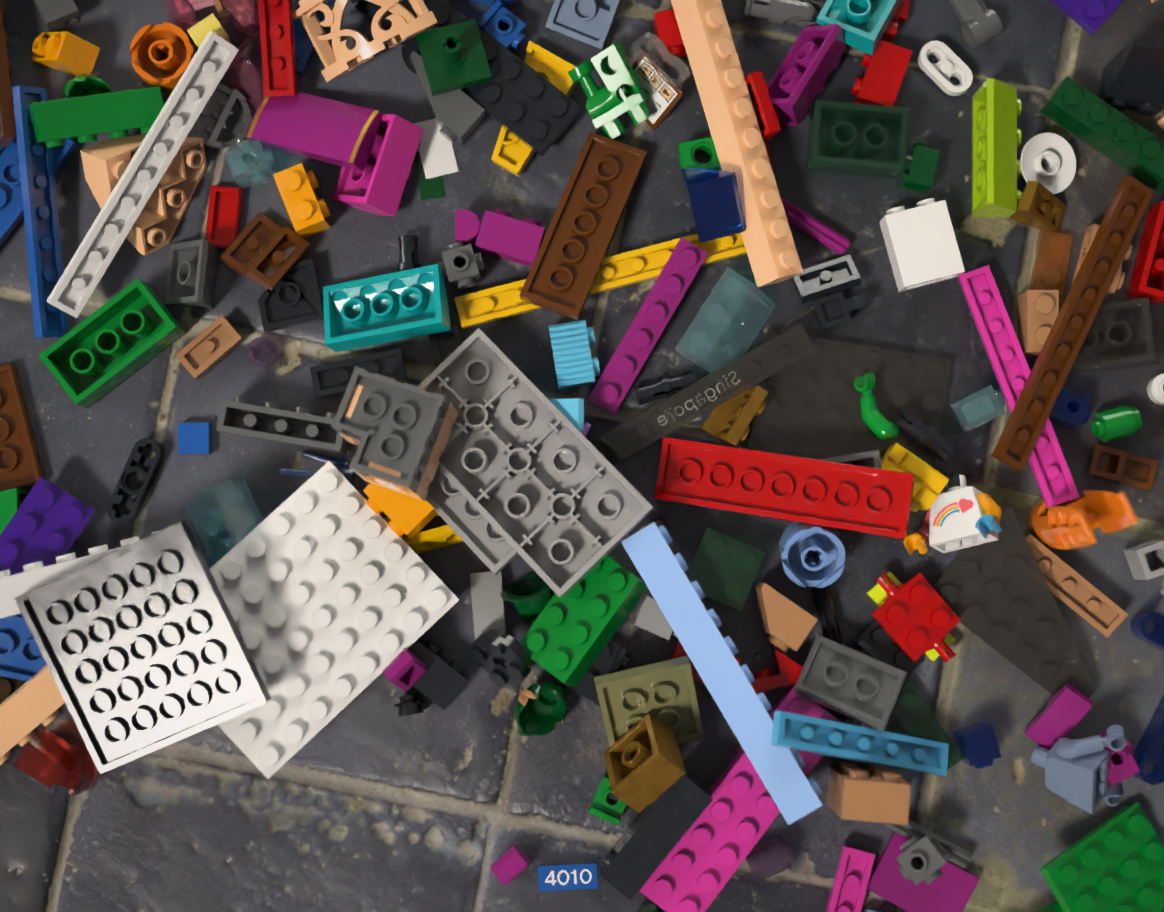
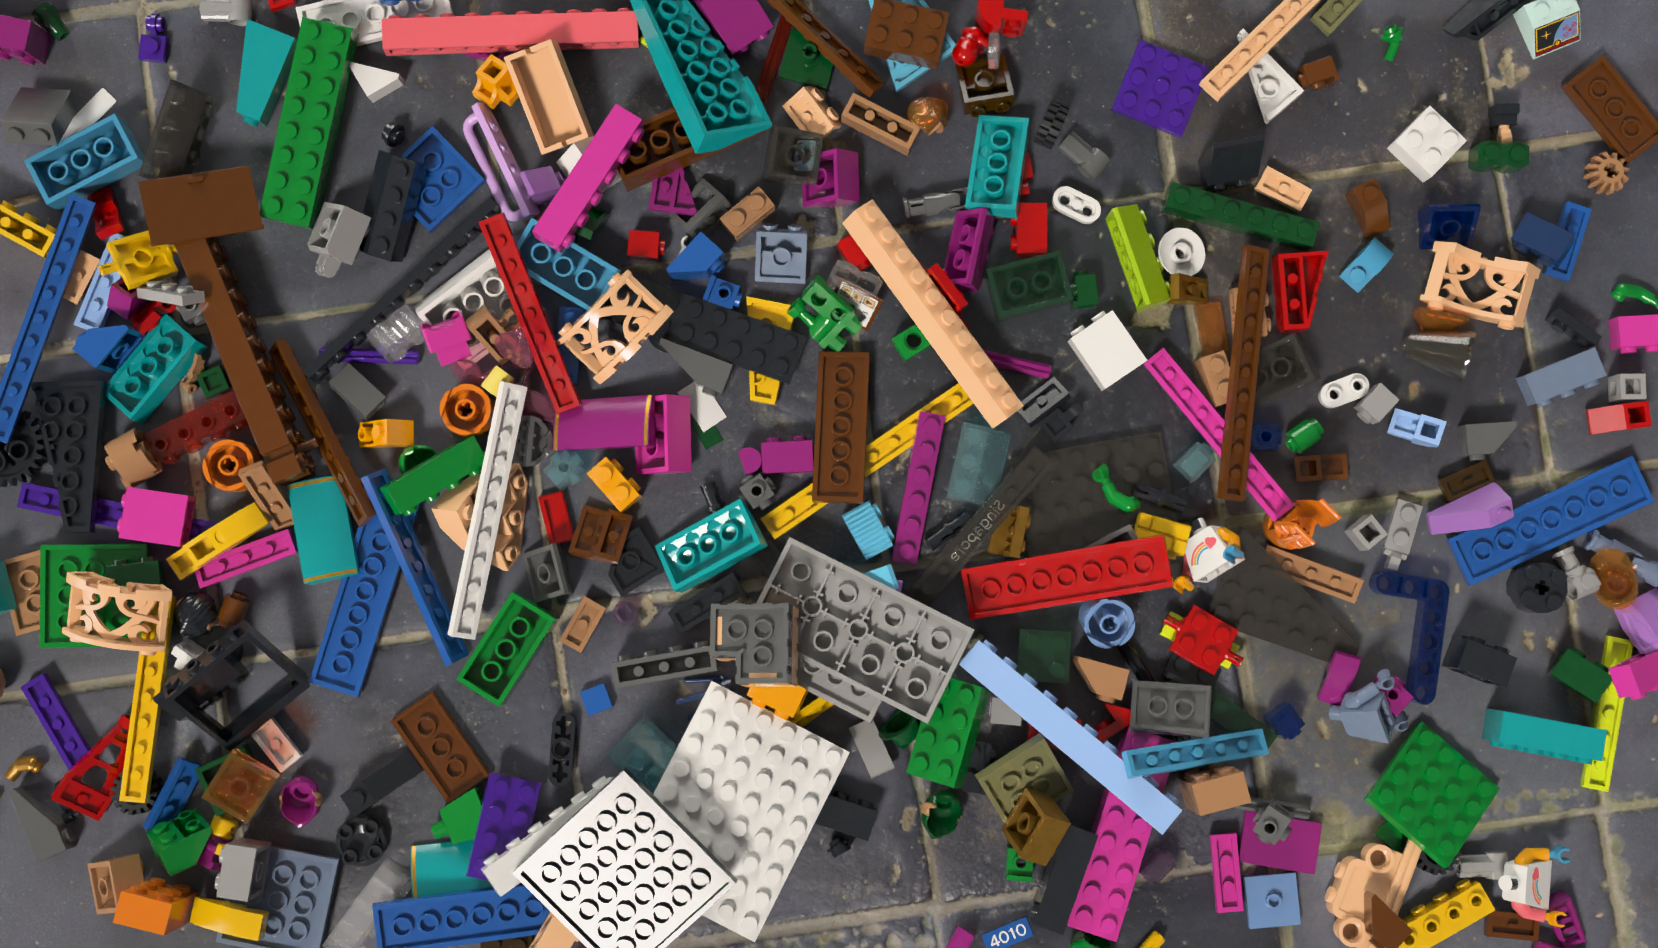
camera: 25 degrees left, 0 degrees up
(405, 669) = (828, 820): magenta brick -> none
(453, 57) = (694, 333): dark green tile -> none
(501, 657) = (897, 785): black plate -> none
(713, 203) = (936, 376): clear blue slope -> none

